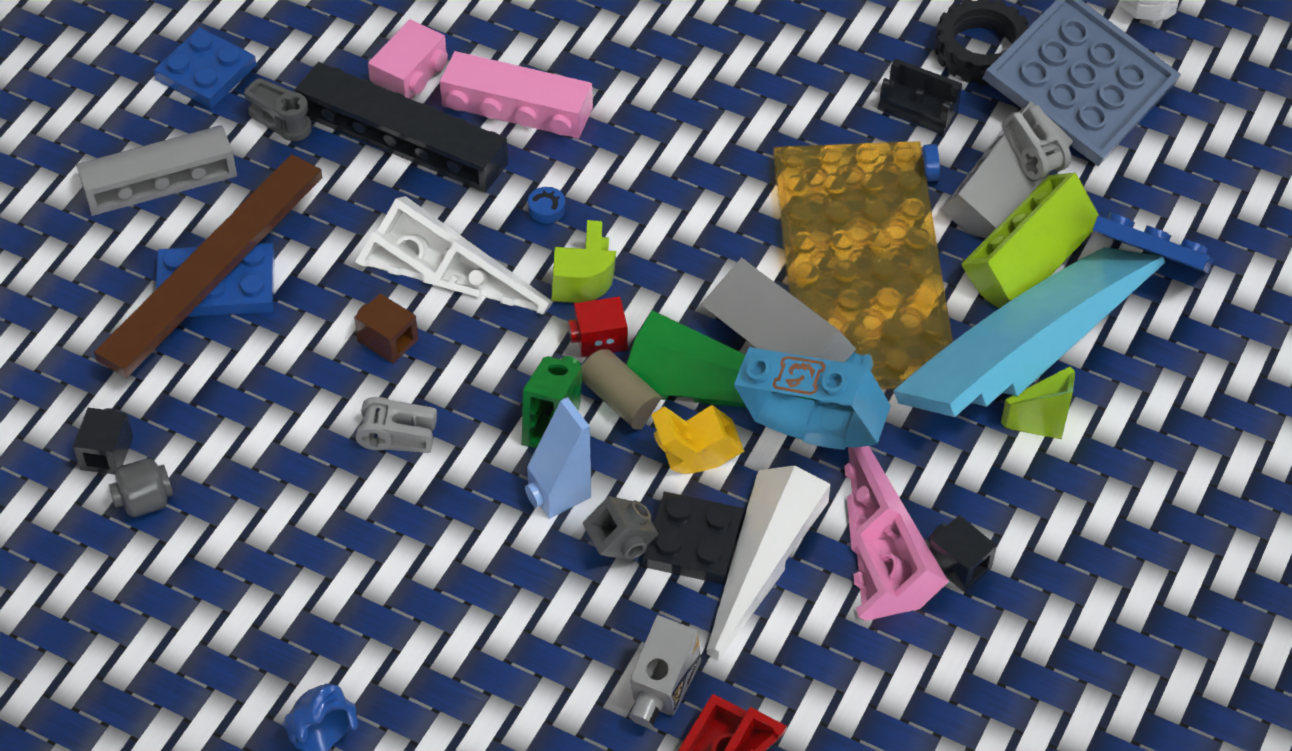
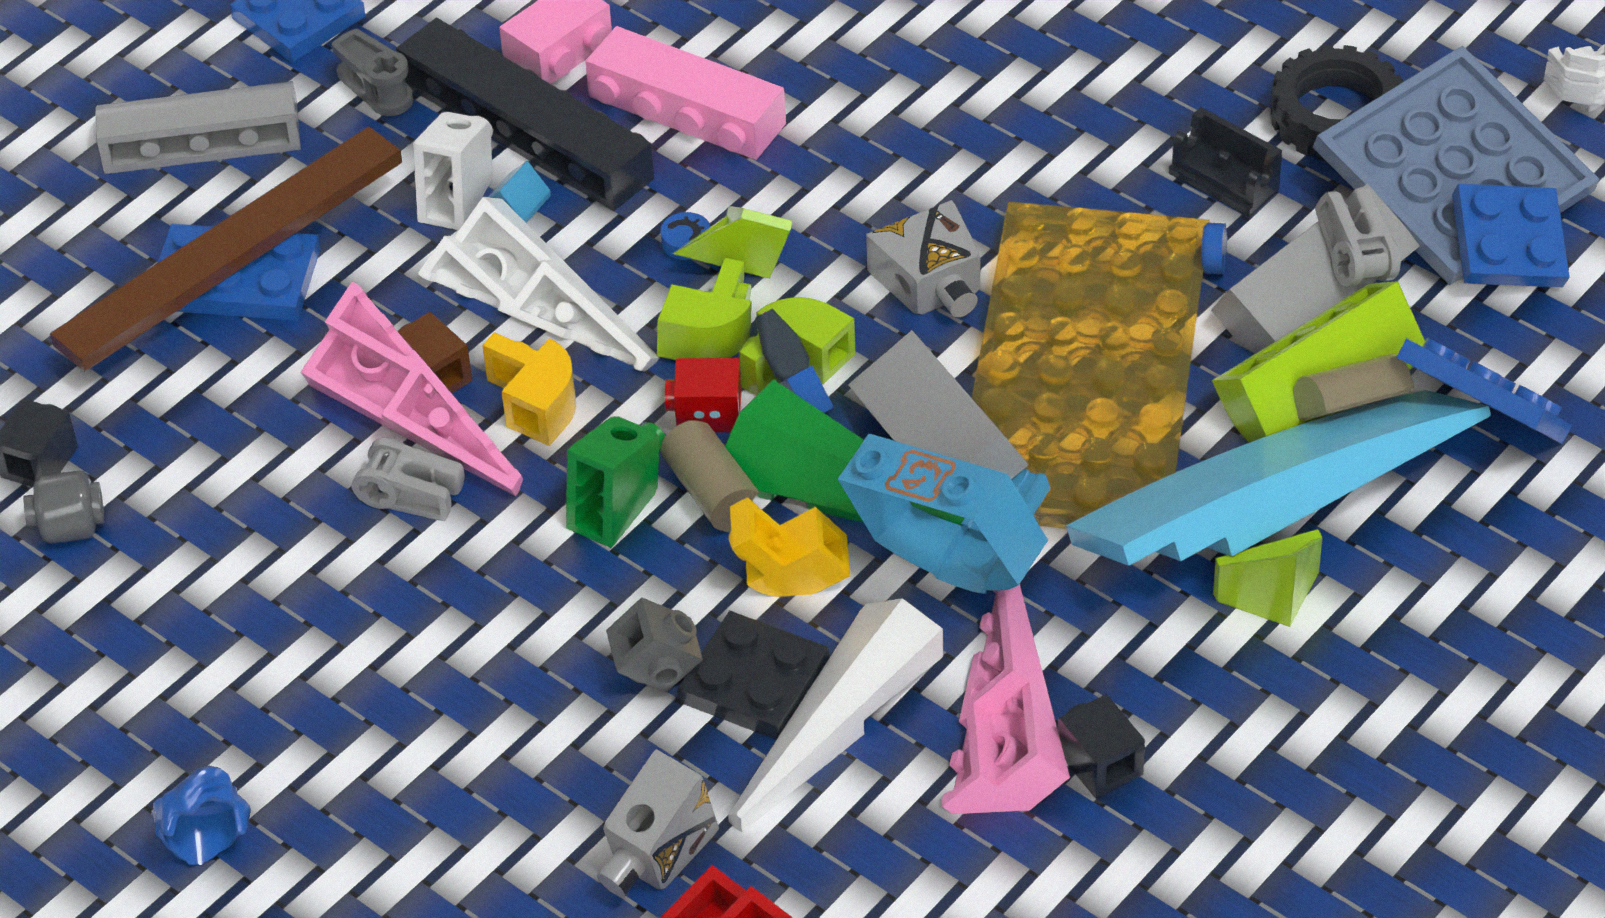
camera: 15 degrees right, 5 degrees down
(355, 348) = (382, 377): none -> bright pink wedge
(362, 162) = (449, 152): none -> white torso
(414, 185) = (523, 191): none -> dark azure slope
(473, 337) = (536, 386): none -> yellow brick
(561, 463) = (596, 552): light blue slope -> none
(592, 201) = (742, 237): none -> lime slope
(656, 292) = (790, 360): none -> black piece
(657, 271) = (822, 329): none -> lime brick
(730, 201) = (927, 261): none -> light grey torso
(1061, 255) = (1351, 386): none -> dark tan brick
(1134, 125) = (1510, 235): none -> blue plate

